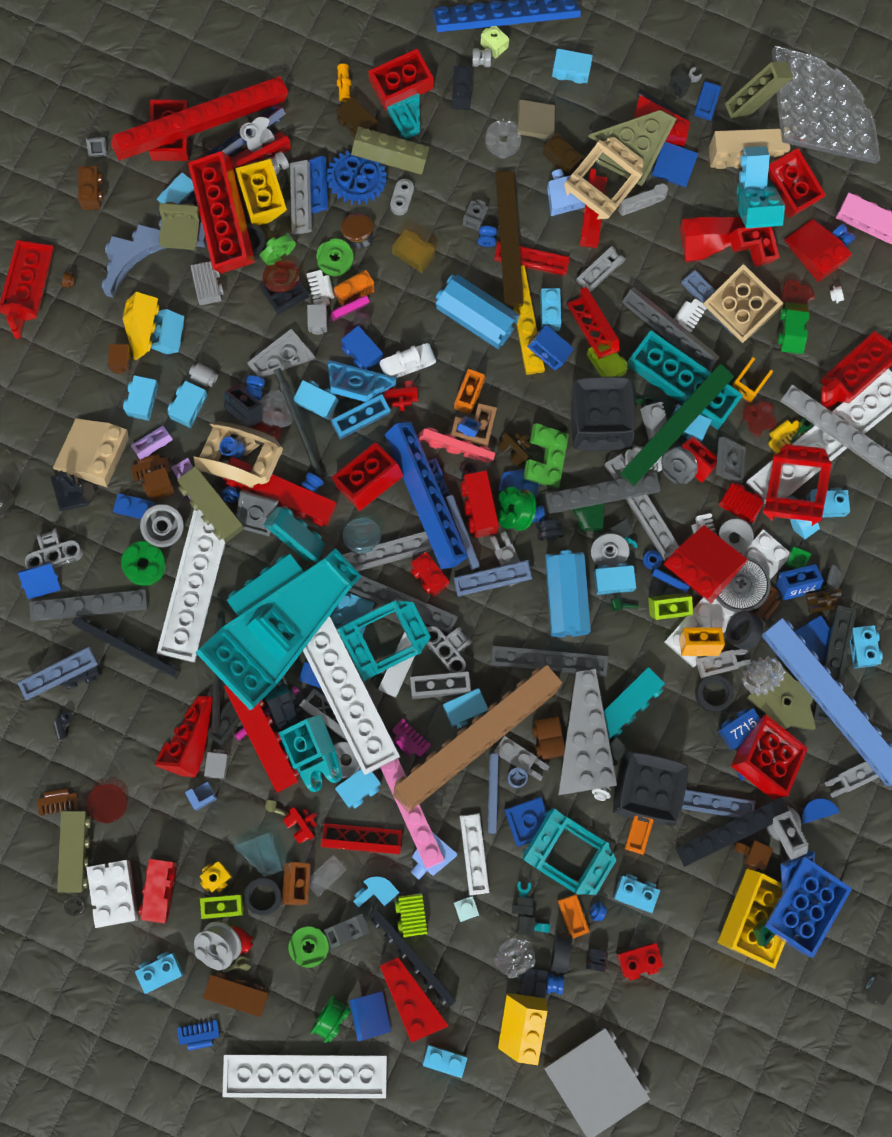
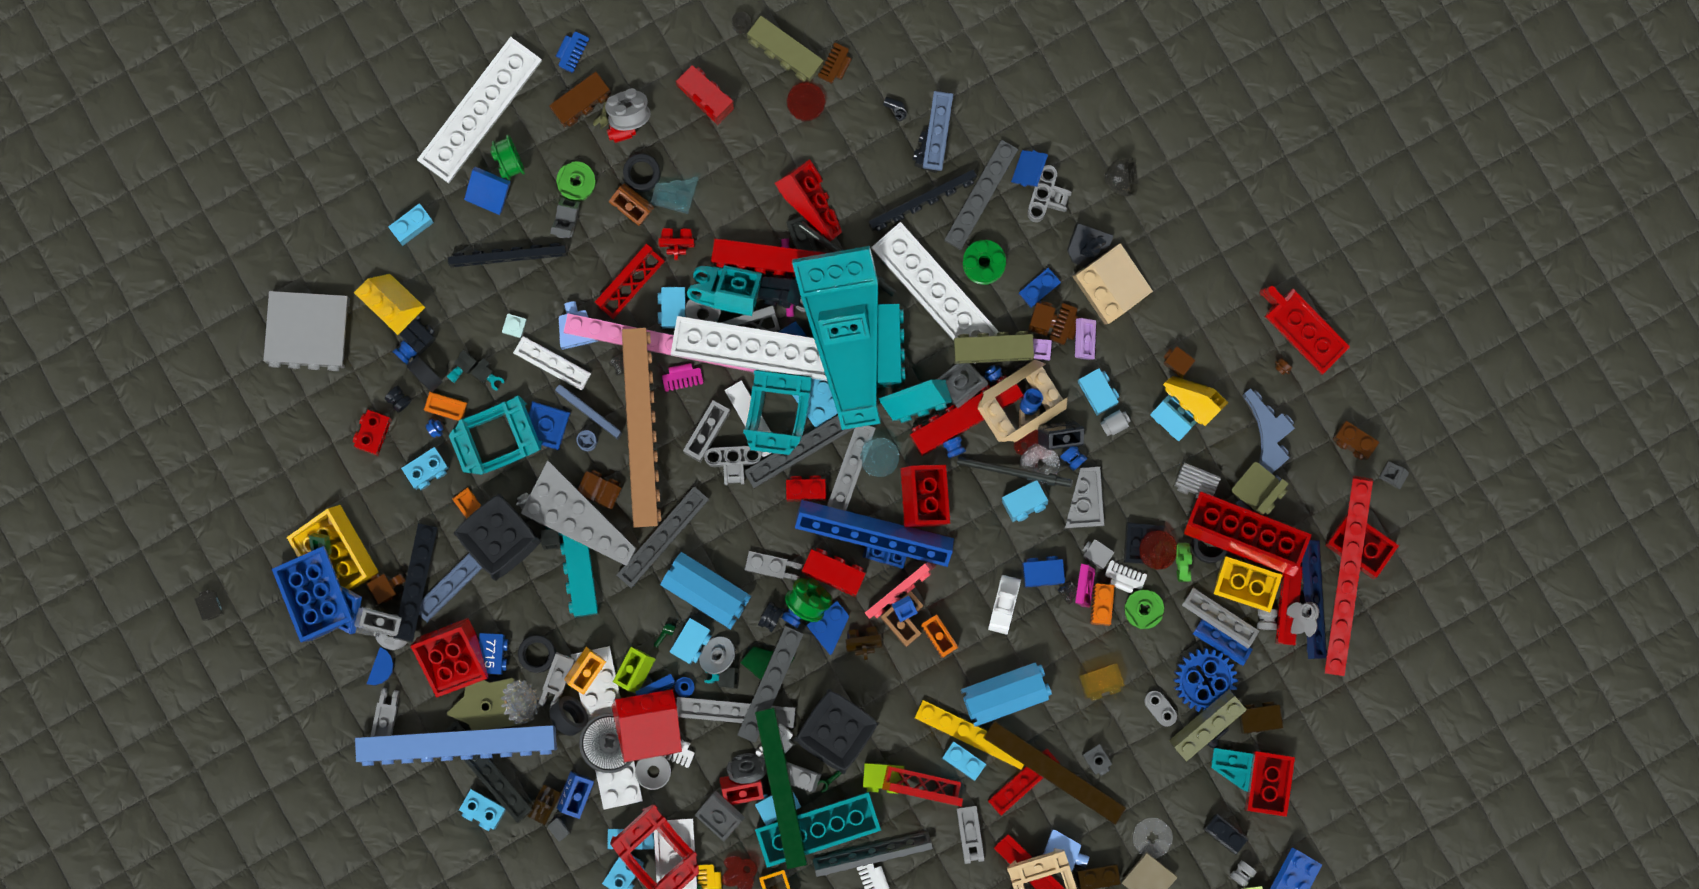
camera: 130 degrees right, 5 degrees up
(112, 893) = (729, 57): white piece -> none
(141, 398) = (1131, 356): medium azure brick -> none
(159, 972) = (641, 52): medium azure brick -> none
(161, 513) = (1017, 297): light grey wheel -> none
(179, 191) = (1294, 511): medium azure brick -> none
(201, 796) = (757, 178): medium blue panel -> none
(216, 764) = (773, 208): light grey brick -> none
(221, 906) = (656, 134): lime brick -> none
(222, 877) = (683, 152): yellow brick -> none
(270, 806) = (709, 228): olive hand -> none
(326, 875) = (621, 234): clear plate -> none
(343, 82) = (1304, 733): light orange pin -> none
(357, 229) = (1156, 647): reddish brown piece -> none
(357, 382) = (1014, 546): dark azure wing -> none
(360, 416) = (982, 528): dark azure brick -> none
(379, 887) = (581, 268): medium azure brick -> none
(403, 396) = (977, 574): red hips -> none
(412, 915) = (540, 279): lime brick -> none
(413, 1005) = (467, 229): red wedge -> none
(455, 514) = (820, 542): sand blue tile -> none
(465, 708) = (673, 439): medium azure brick -> none
(472, 467) = (876, 586): black plate -> none
(487, 236) = (1070, 755): blue wheel -> none
(493, 578) = (764, 540): sand blue tile -> none
(514, 967) = (439, 339): clear plate -> none
(519, 757) = (602, 455): light grey hinge -> none
(549, 471) = (840, 677): bright green plate -> none
(550, 347) = (928, 735): blue brick -> none
(741, 502) = (677, 798): red brick -> none
(768, 606) = (575, 757): reddish brown piece -> none
(797, 558) = (596, 811): green plate -> none
(816, 636) = (520, 771): blue tile -> none

